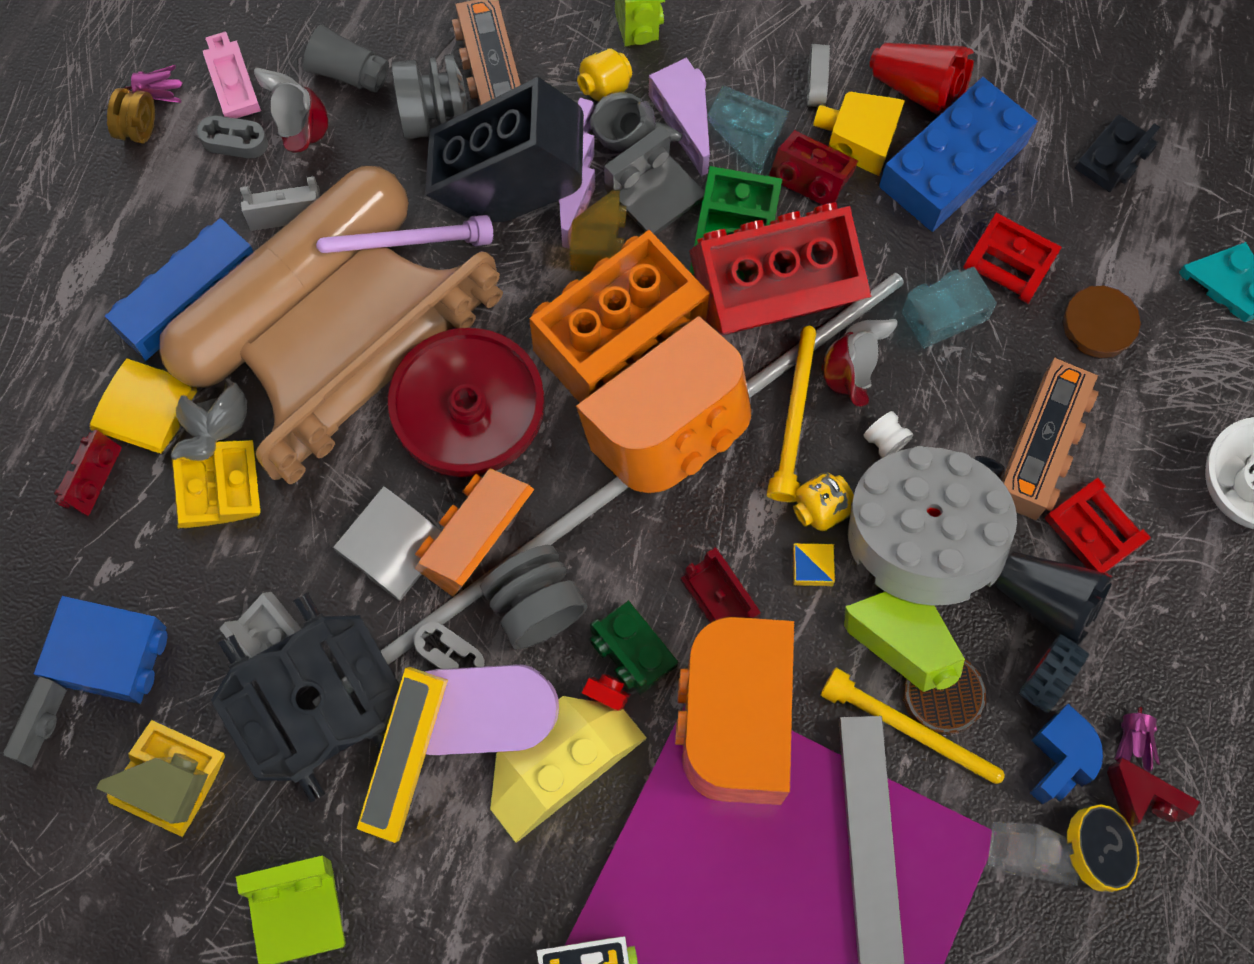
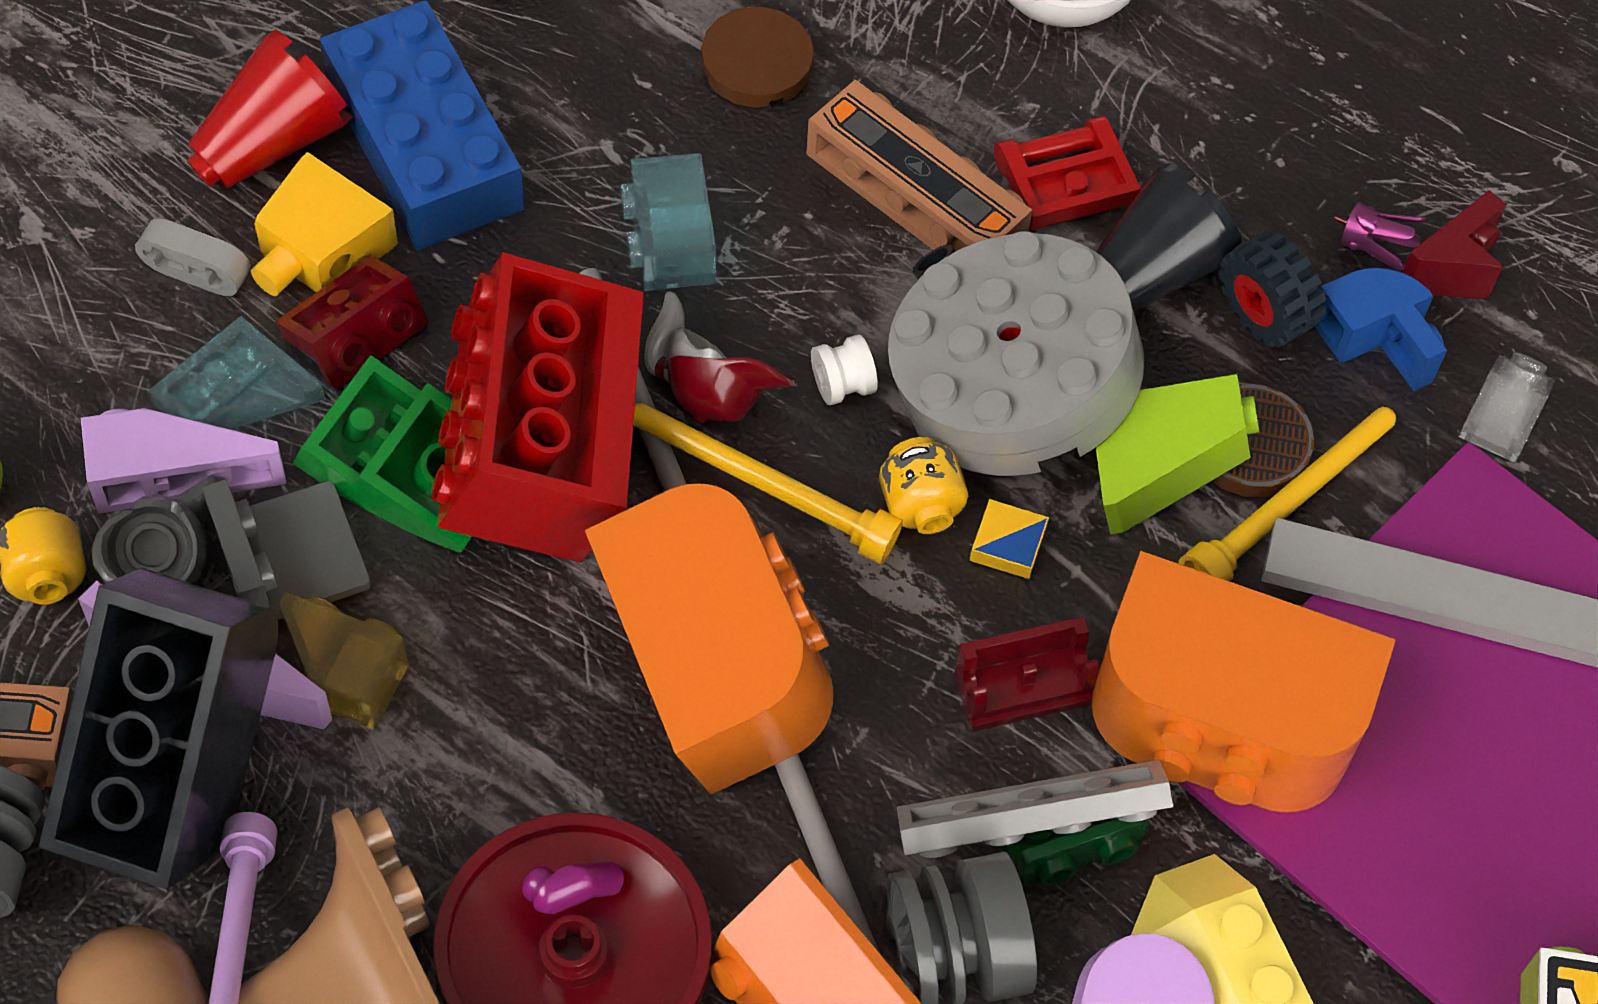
camera: 75 degrees left, 10 degrees down
(486, 378) = (571, 885): none -> magenta arm
(607, 691) = (1135, 880): red plate -> none
(616, 314) = (523, 666): orange brick -> none
(624, 617) = (1056, 804): none -> light grey plate
(1017, 248) = (607, 108): red plate -> none
(1103, 848) = (1520, 320): black tile -> none

